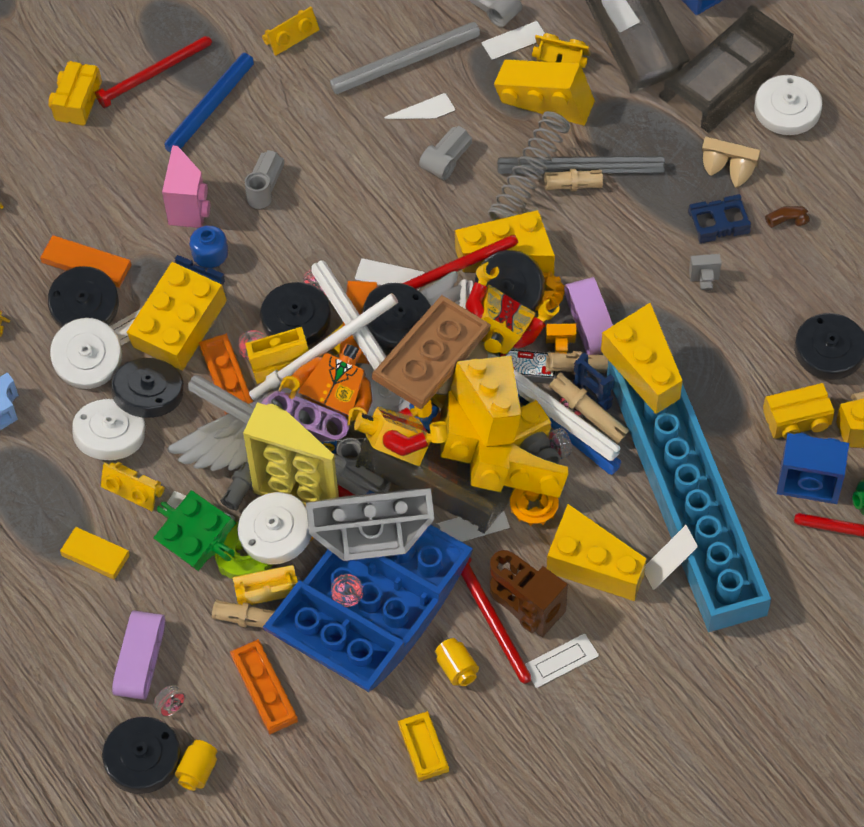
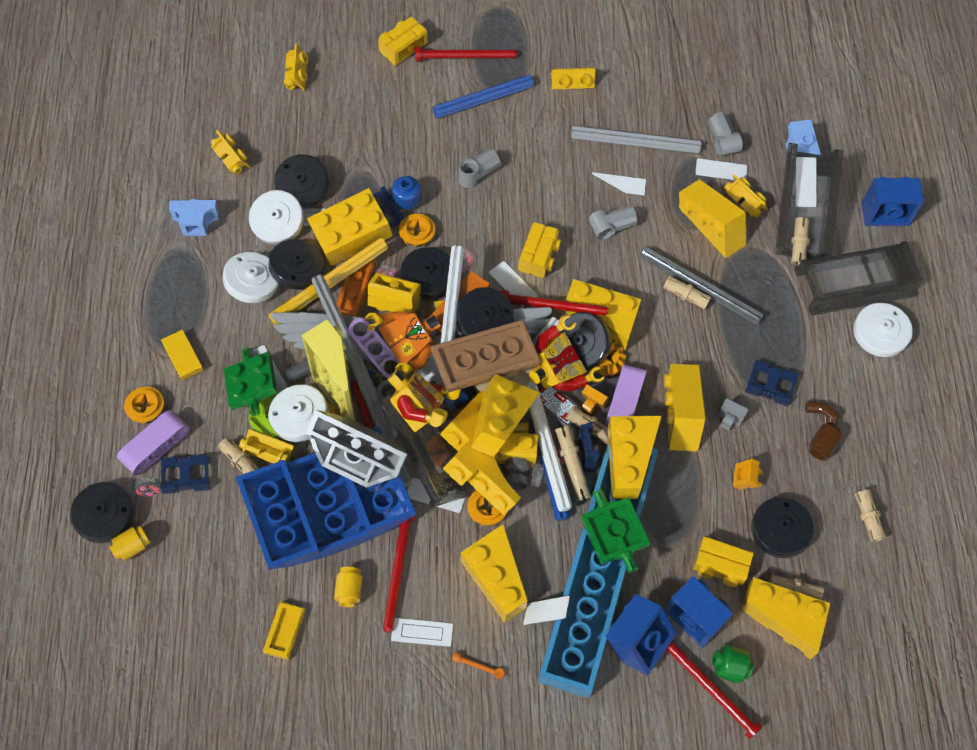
camera: 30 degrees right, 5 degrees up
(69, 254) = (322, 149): orange tile -> none
(100, 614) = (137, 398): none -> light orange gear
(124, 483) = (233, 314): yellow hinge -> none
(184, 192) = (414, 145): bright pink slope -> none
(203, 368) = (333, 277): none -> yellow axle
(204, 672) = (184, 481): none -> dark blue piece
(253, 270) = (410, 223): none -> light orange gear
(264, 686) = (215, 517): orange tile -> none
(275, 378) = (423, 306): white bar -> none
(347, 590) = (311, 487): clear tile -> none
(393, 224) = (538, 250): none -> yellow brick
(506, 213) = (696, 238): light grey piece -> none
(539, 594) = (432, 576): reddish brown brick -> none
(648, 64) = (800, 240): none -> tan pin
(656, 282) = (685, 407): none -> yellow wedge
(664, 649) = (498, 673): none -> orange hinge
(683, 439) = (615, 530): none -> green plate
(741, 159) = (817, 351): tan tile -> none
(761, 317) = (747, 474): none -> light orange tile
(776, 520) = (641, 634): none -> blue brick
(811, 242) = (825, 441): none -> reddish brown brick

